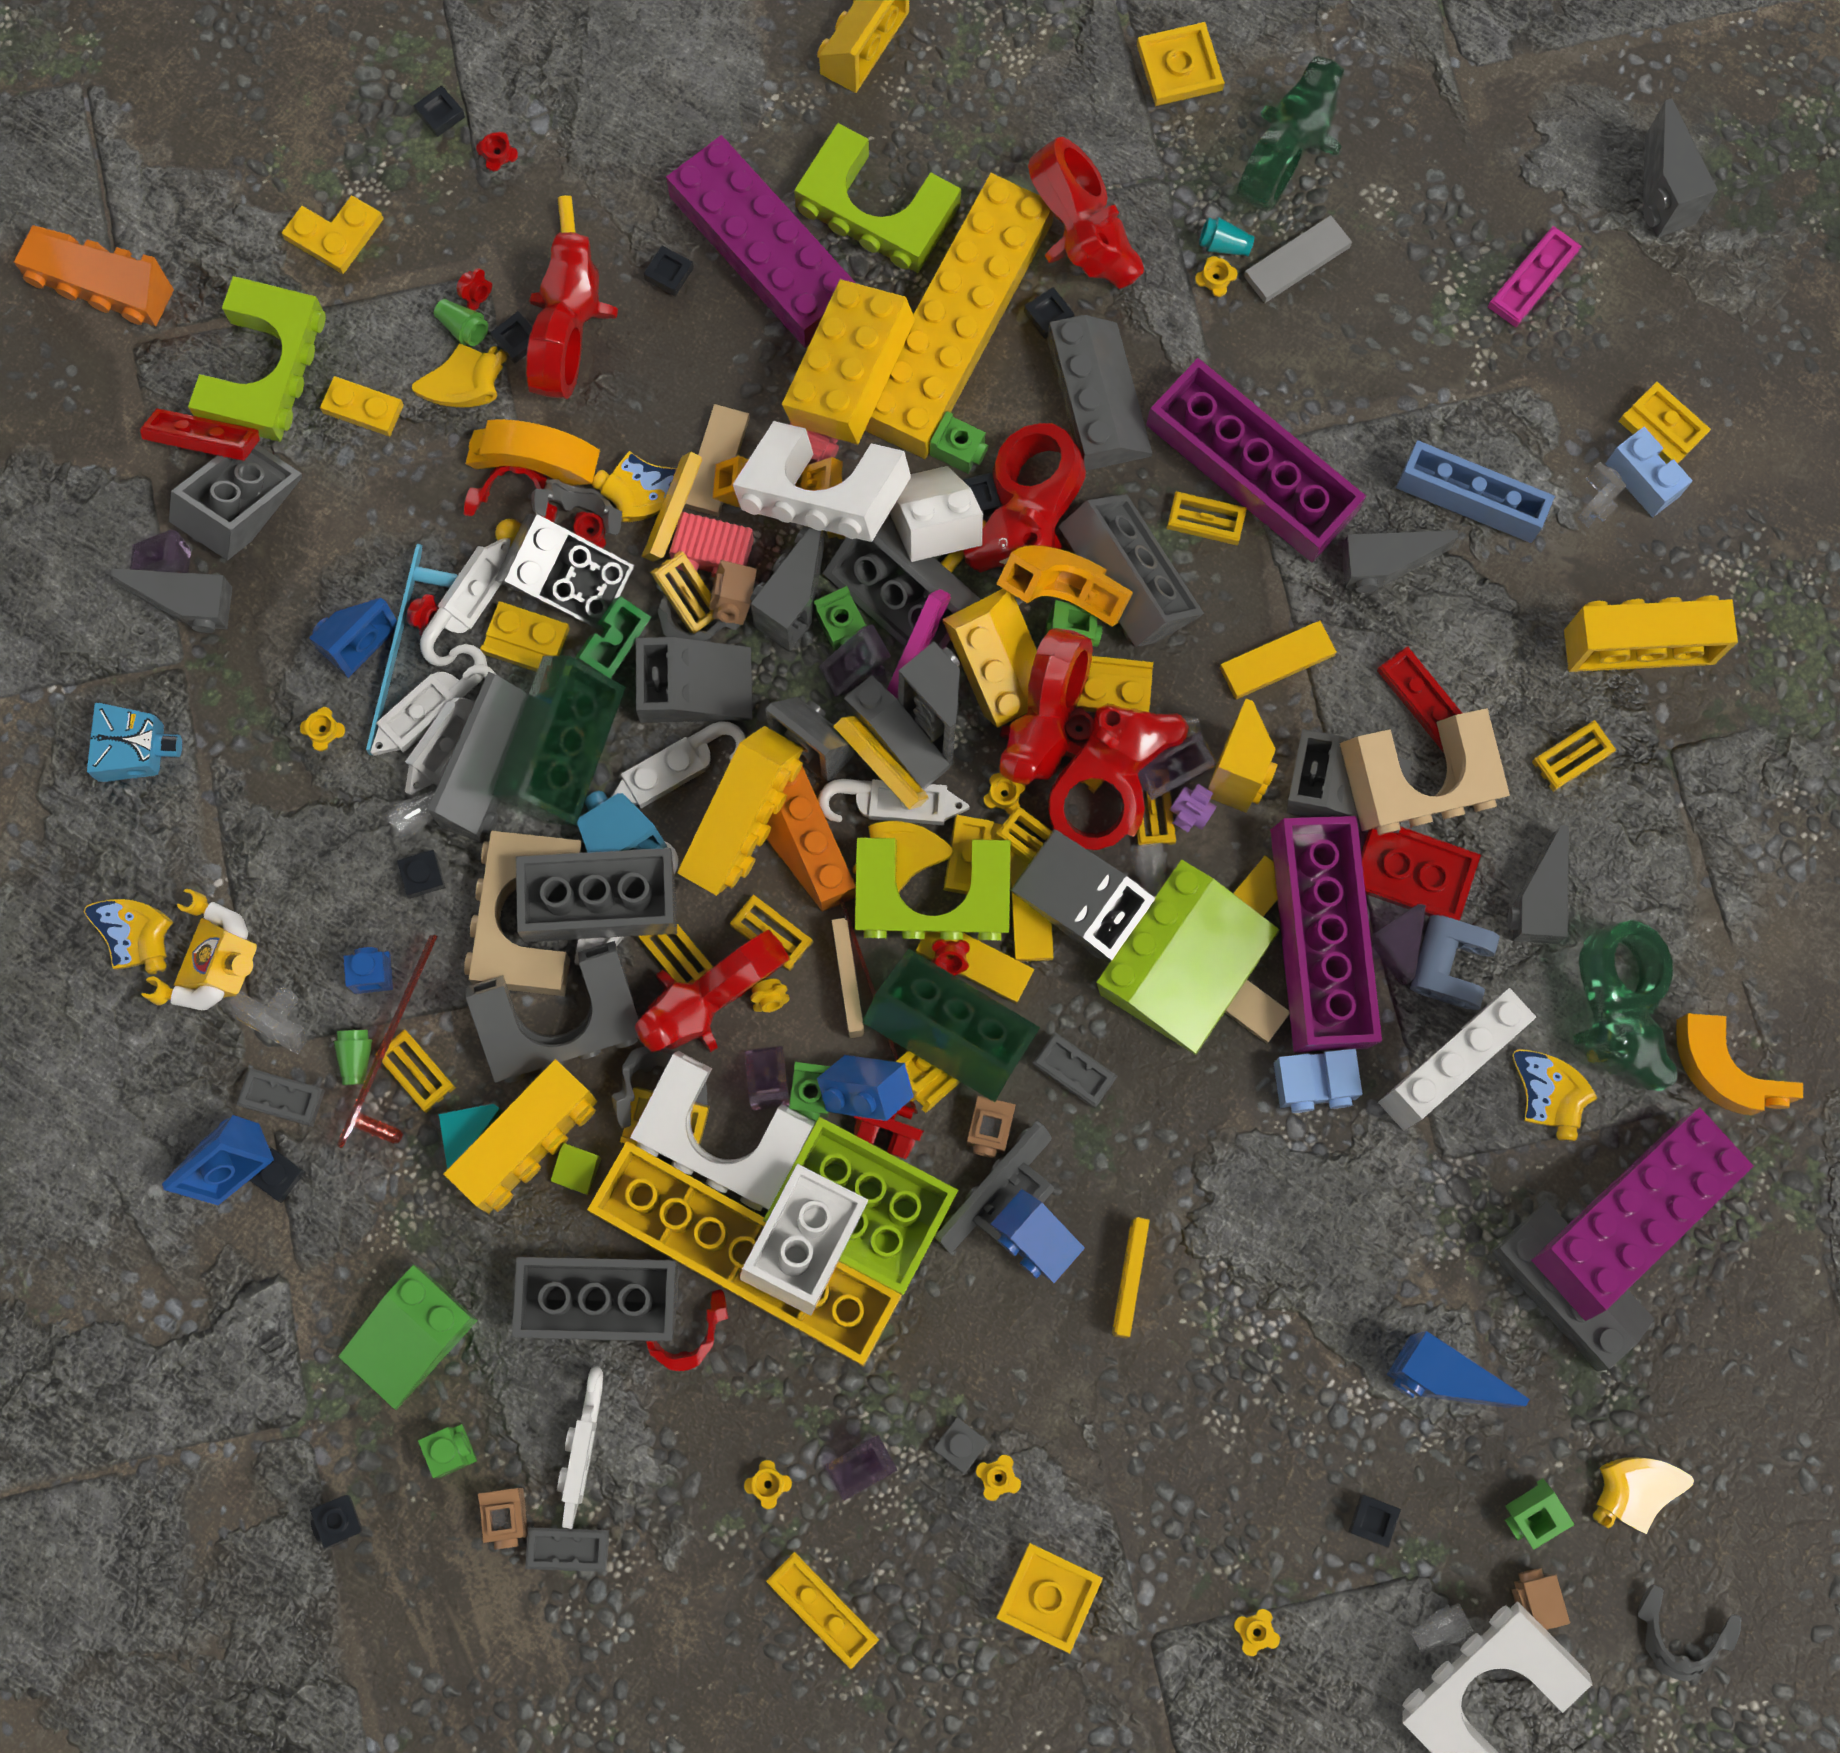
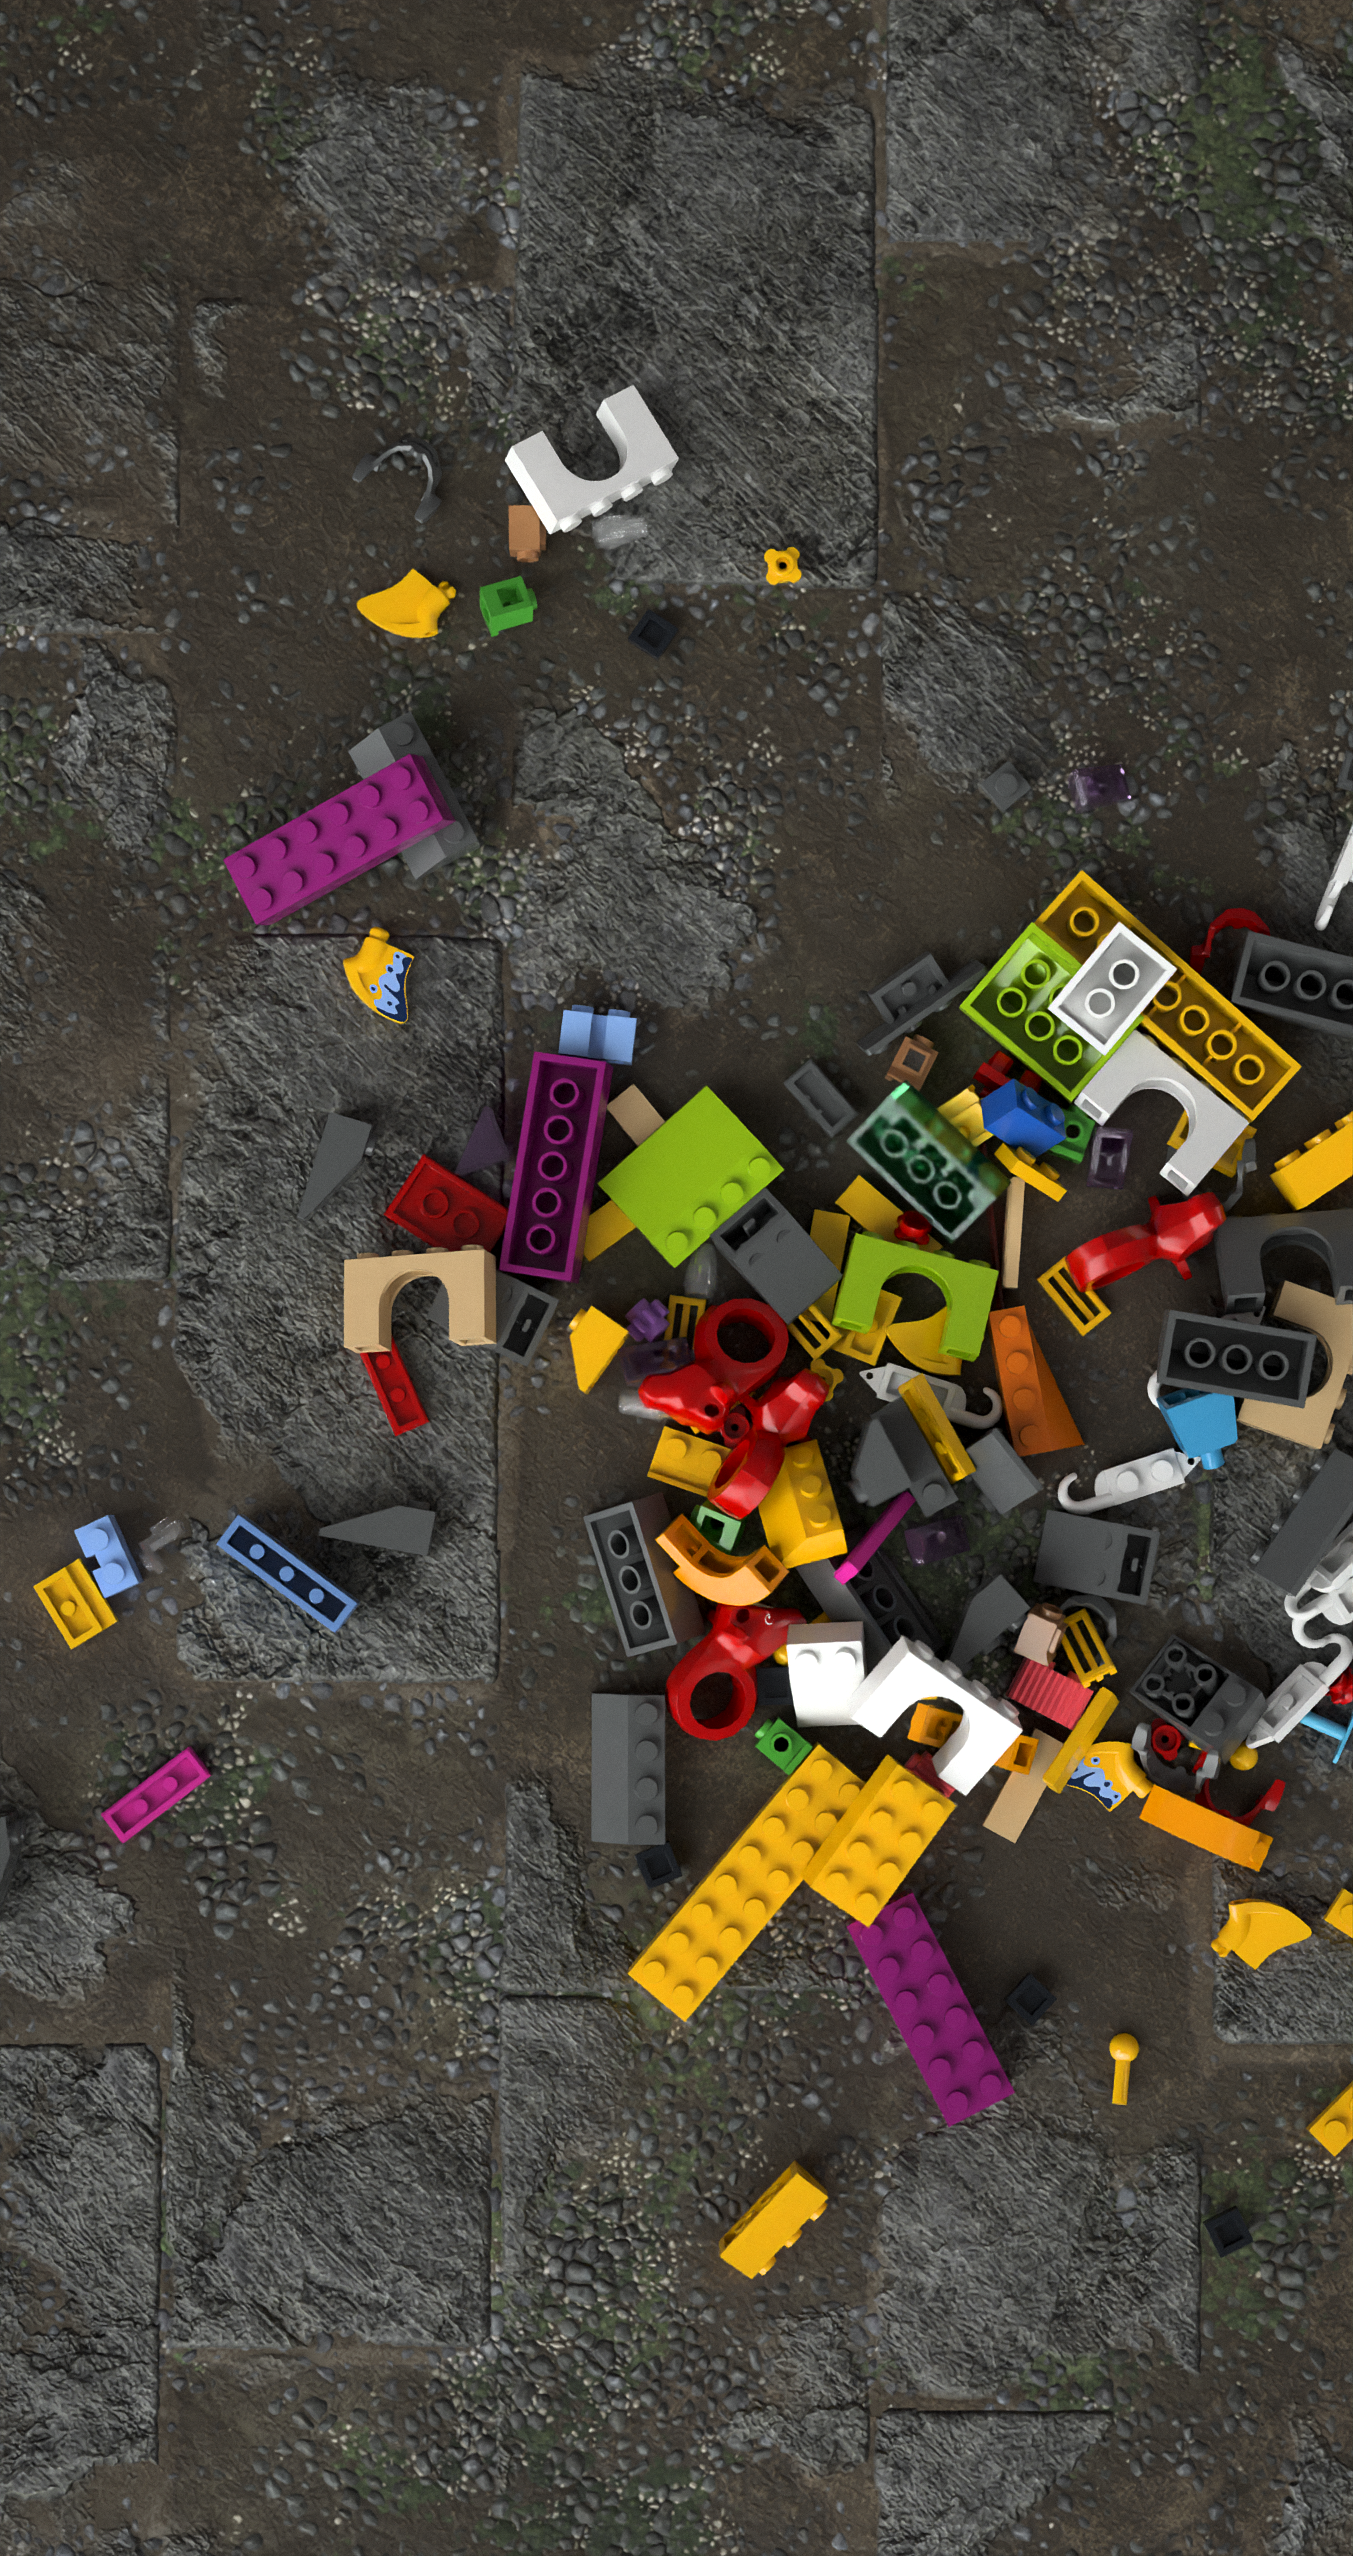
camera: 165 degrees left, 10 degrees up
(464, 323) = (1248, 1989): bright green cone -> none
(474, 288) = (1230, 2023): red plate -> none
(493, 142) = (1186, 2180): red plate -> none
(513, 336) = (1197, 1960): black plate -> none
(523, 636) = (1249, 1642): yellow plate -> none
(559, 740) = (1239, 1521): clear green brick -> none
(567, 301) = (1138, 1984): red animal -> none
(575, 1168) = (1302, 1115): lime slope -> none
(622, 626) = (1172, 1605): green brick -> none
(678, 955) = (1174, 1279): yellow tile -> none
(741, 810) = (1081, 1403): yellow brick -> none
(767, 1472) = (1186, 782): yellow plate -> none
(769, 995) = (1087, 1231): yellow plate -> none
(822, 1610) = (1160, 674): yellow tile -> none
(832, 607) = (940, 1602): bright green brick -> none
(844, 1038) = (1024, 1166): none -> yellow plate
(902, 237) = (853, 2045): lime arch -> none
(1008, 1483) = (971, 757): yellow plate -> none
(1037, 1236) = (896, 949): brick -> none
(1049, 1598) = (958, 637): yellow plate -> none
(1078, 198) = (599, 1925): red animal -> none
(1130, 1278) = (817, 896): yellow tile -> none
(1180, 63) = (454, 2111): yellow plate -> none
(1202, 530) = (583, 1627): yellow tile -> none
(1216, 266) = (478, 1878): yellow plate -> none
(1225, 238) = (461, 1906): teal cone -> none
(1255, 460) = (496, 1656): magenta brick -> none
(1277, 660) = (524, 1452): yellow tile -> none
(1297, 124) = (351, 2008): clear green animal -> none
(1297, 259) = (391, 1868): light grey tile -> none
(1437, 956) = (453, 1124): sand blue connector -> none
(1438, 1371) = (558, 739): blue slope -> none
(1457, 1060) = (504, 998): white arch -> none
(1549, 772) = (293, 1281): yellow tile -> none
(1623, 1032) = (302, 1014): clear green animal -> none
(1650, 634) = (161, 1385): yellow brick -> none
(1713, 1072) = (230, 970): light orange arch -> none

